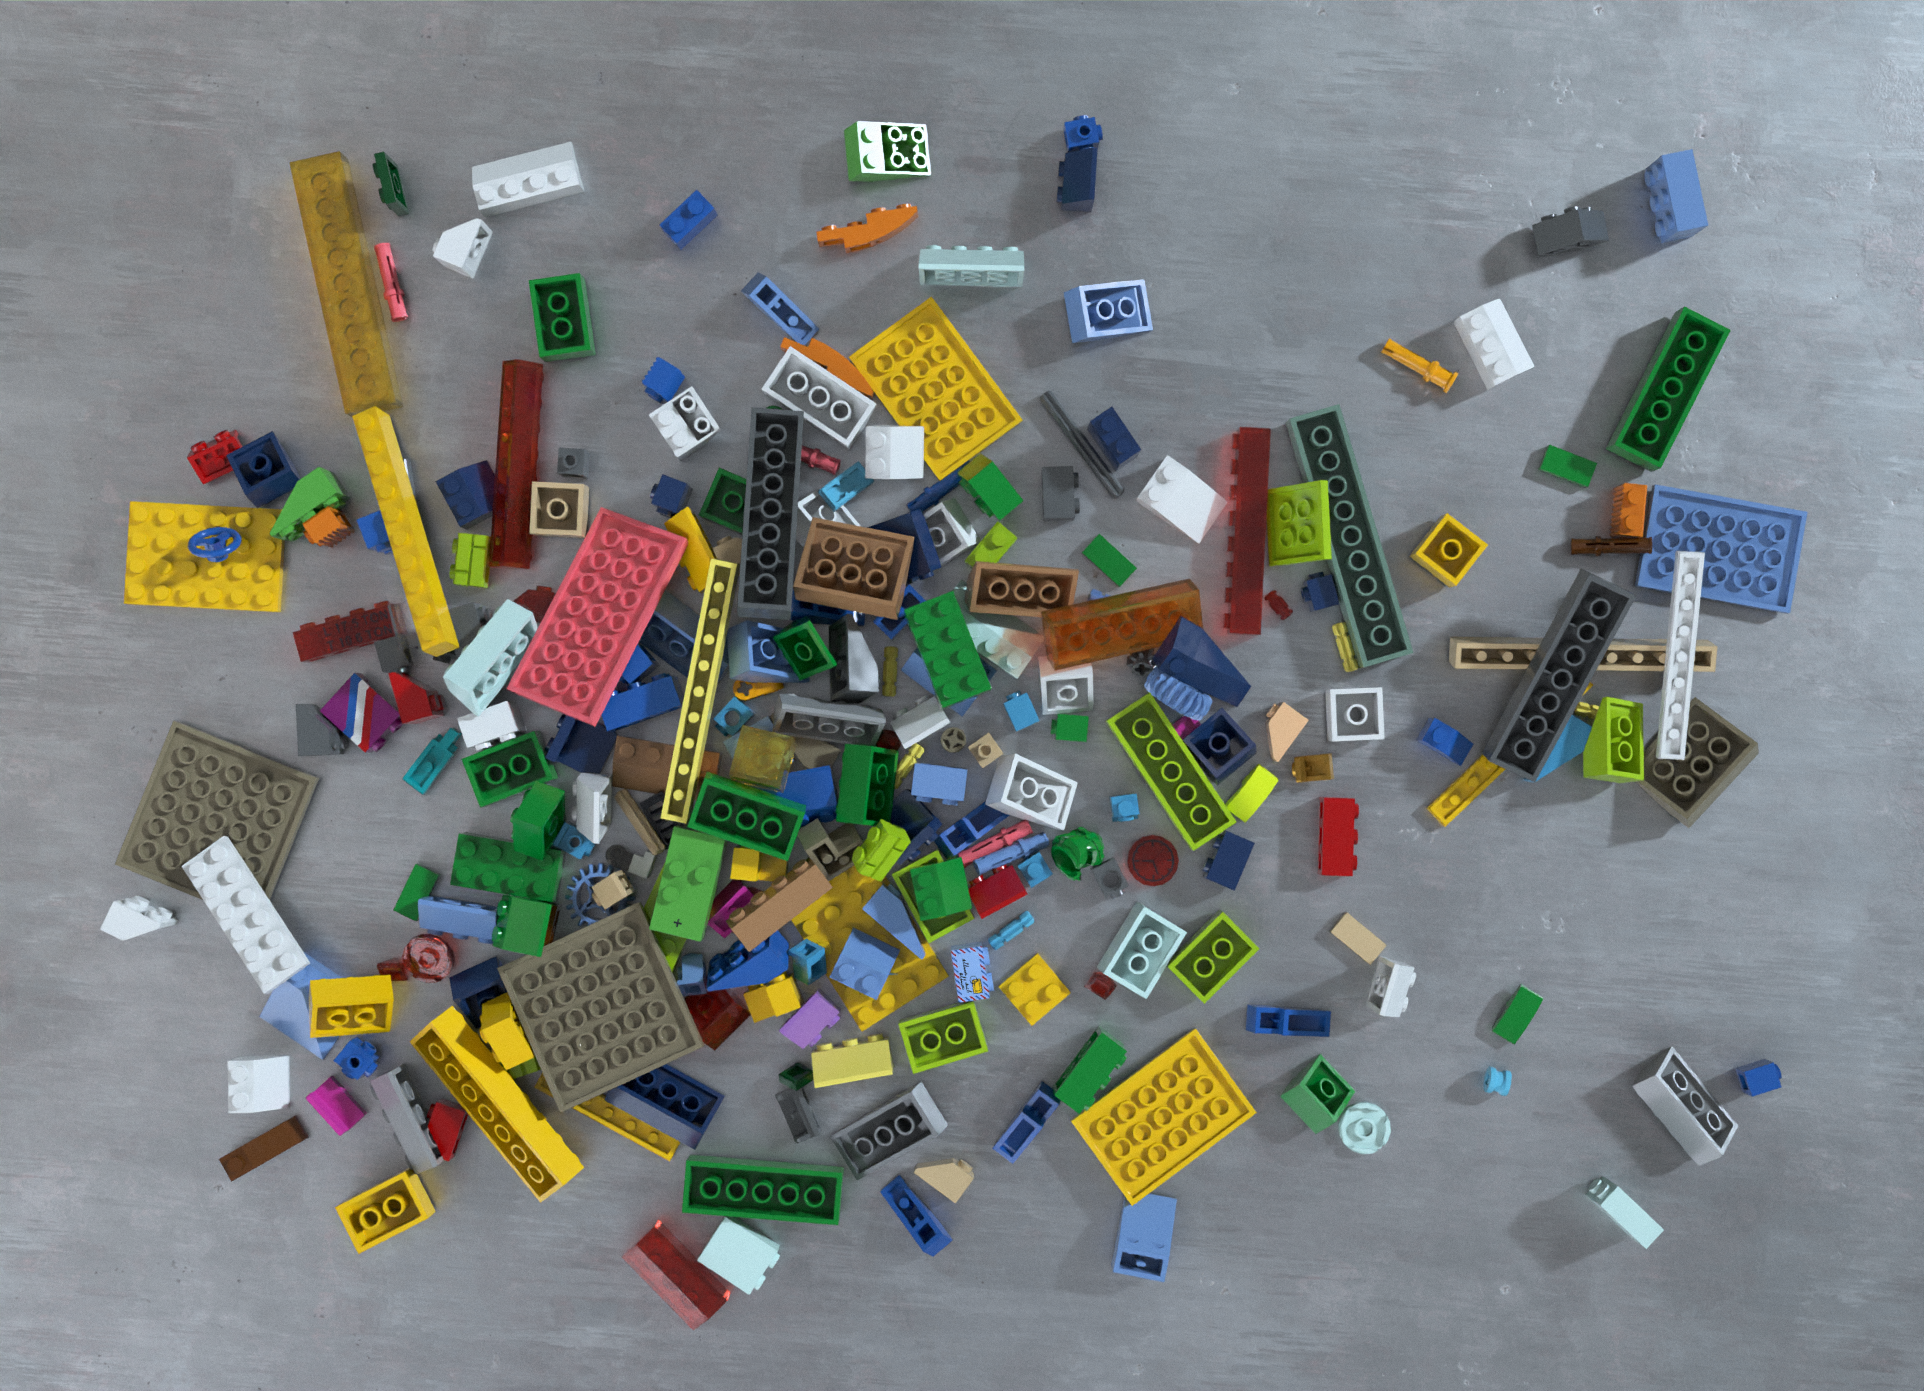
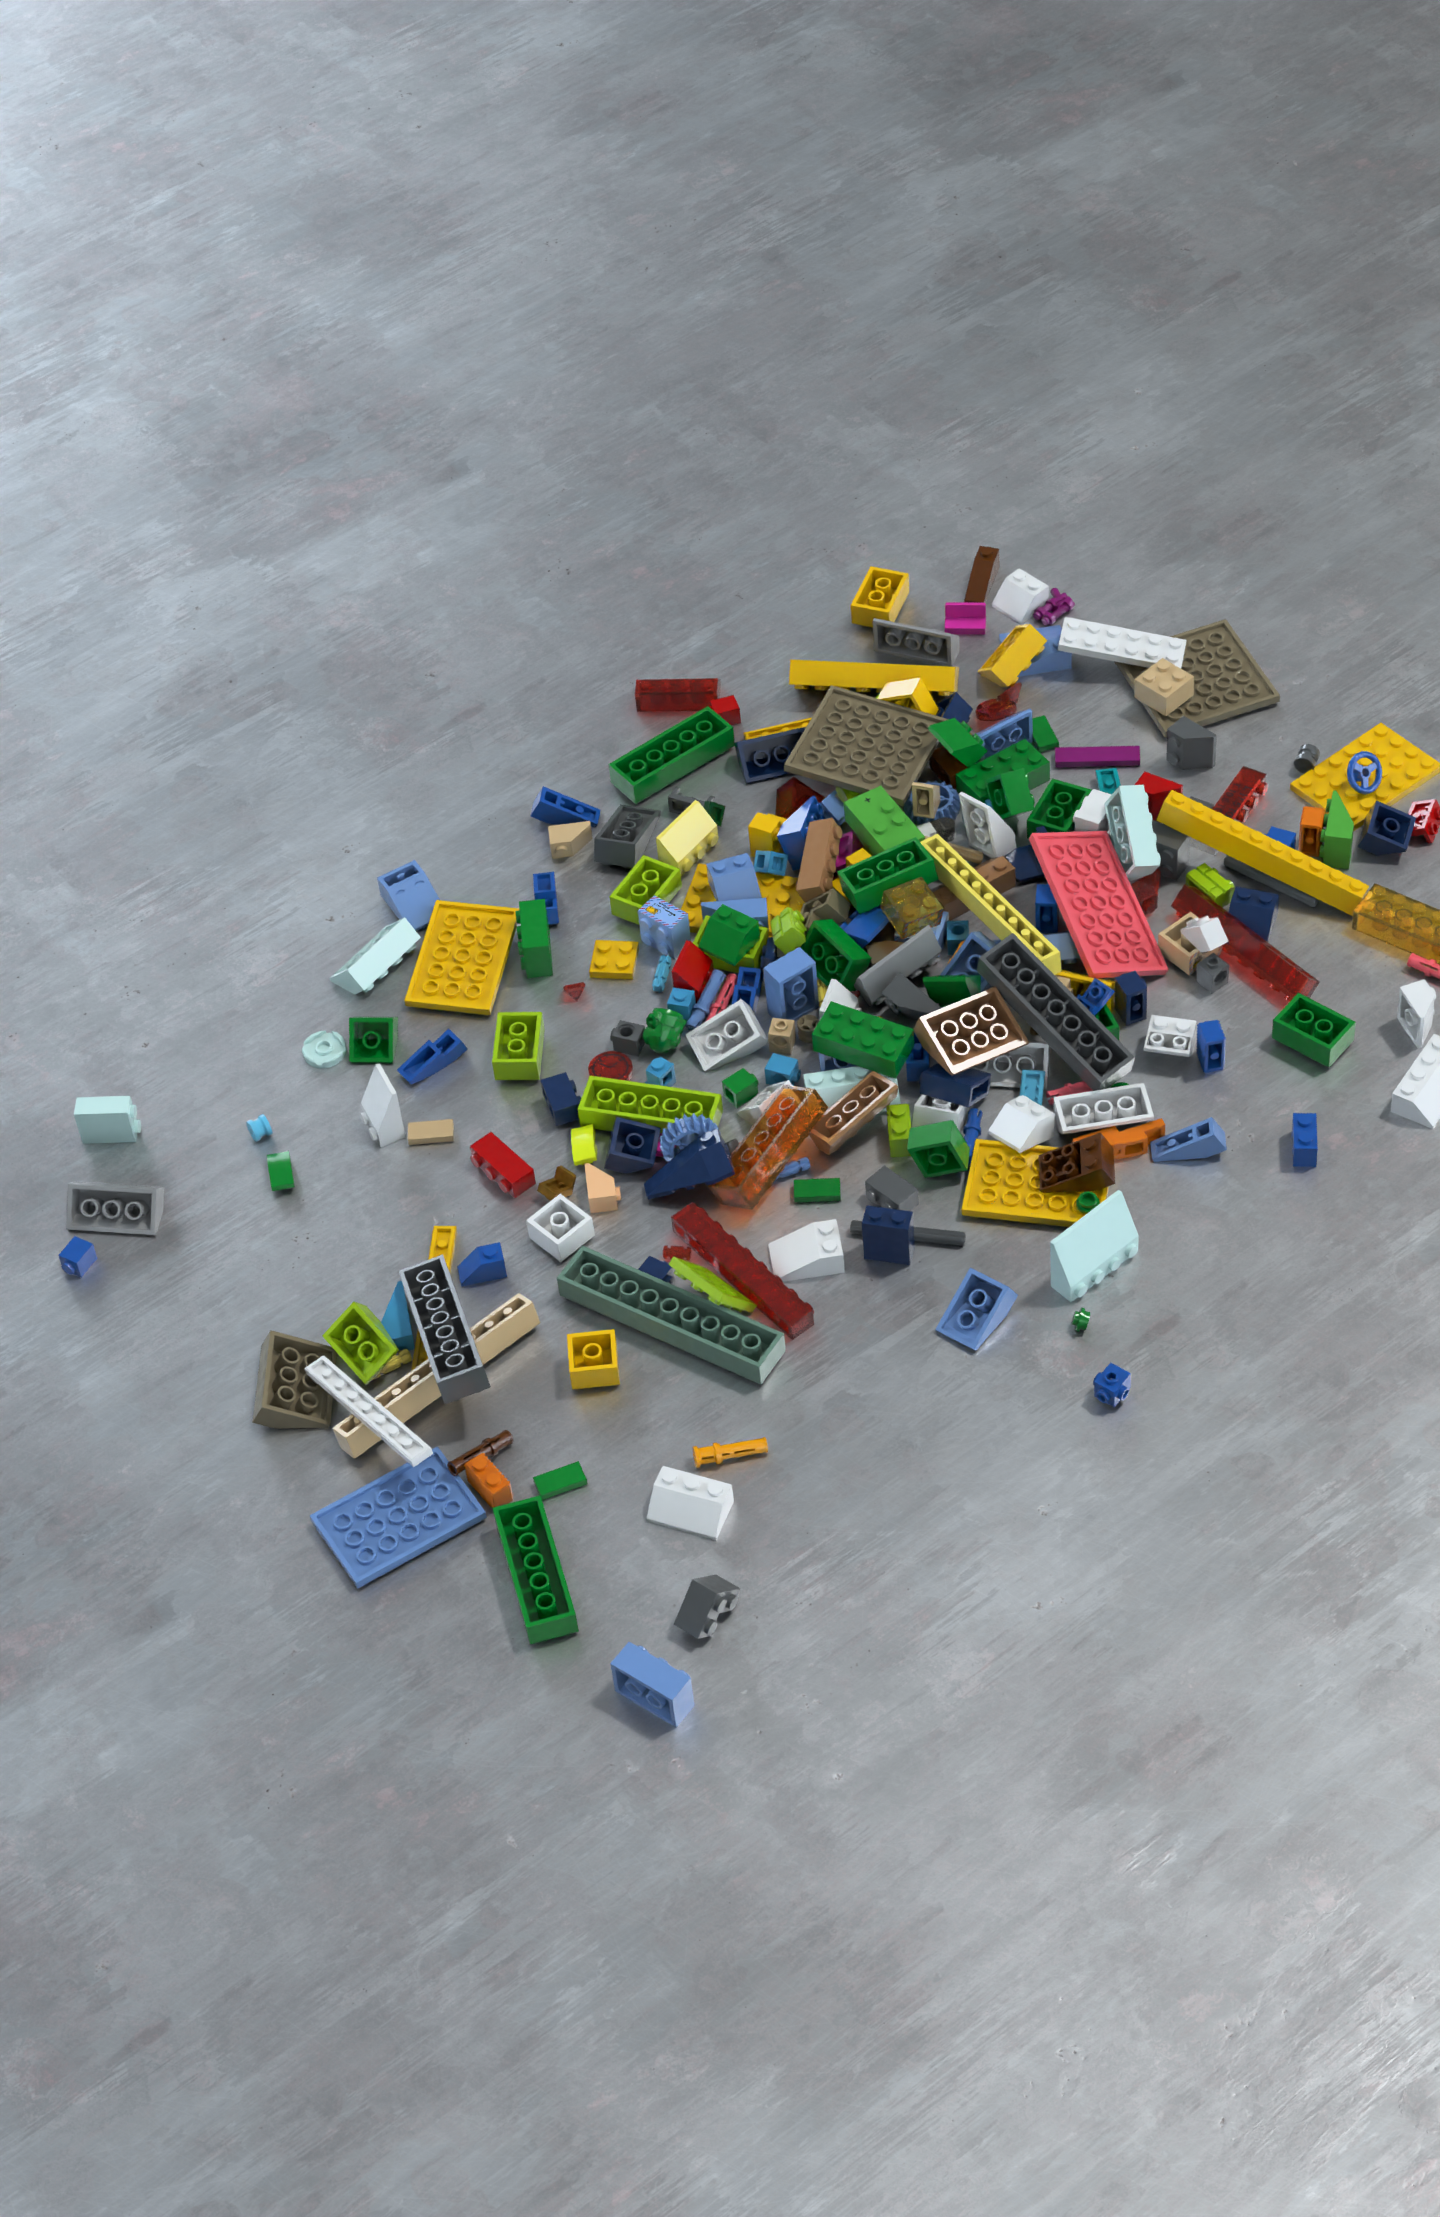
camera: 140 degrees right, 40 degrees down
(136, 918) = (1179, 603): white slope -> none
(232, 1041) = (1058, 605): none -> magenta piece
(233, 624) = (1306, 758): none -> dark grey wheel
(266, 823) = (1164, 687): none -> tan brick
(357, 1059) = (978, 642): blue brick -> none
(362, 714) = (1184, 769): panel -> none
(399, 815) = (1097, 756): none -> magenta tile
(447, 1126) = (890, 651): red slope -> none
(552, 486) = (1205, 933): none -> white slope
(643, 702) = (1021, 885): blue brick -> none
(662, 1203) = (727, 708): none -> red brick
(718, 509) = (1096, 996): none -> blue slope
(739, 1254) = (648, 720): light aqua brick -> none
(810, 1019) = (735, 836): medium lavender slope -> none
(880, 227) = (1184, 1226): orange slope -> none
(886, 151) = (1228, 1277): bright green slope -> none
(898, 362) = (1078, 1166): none -> reddish brown slope
(924, 321) = (1087, 1201): none -> green plate
(1038, 223) = (1081, 1319): none -> green plate
(1078, 180) = (1079, 1357): dark blue slope -> none
(1141, 950) = (568, 1015): light aqua slope -> none
(1235, 1194) = (377, 957): none -> light aqua slope

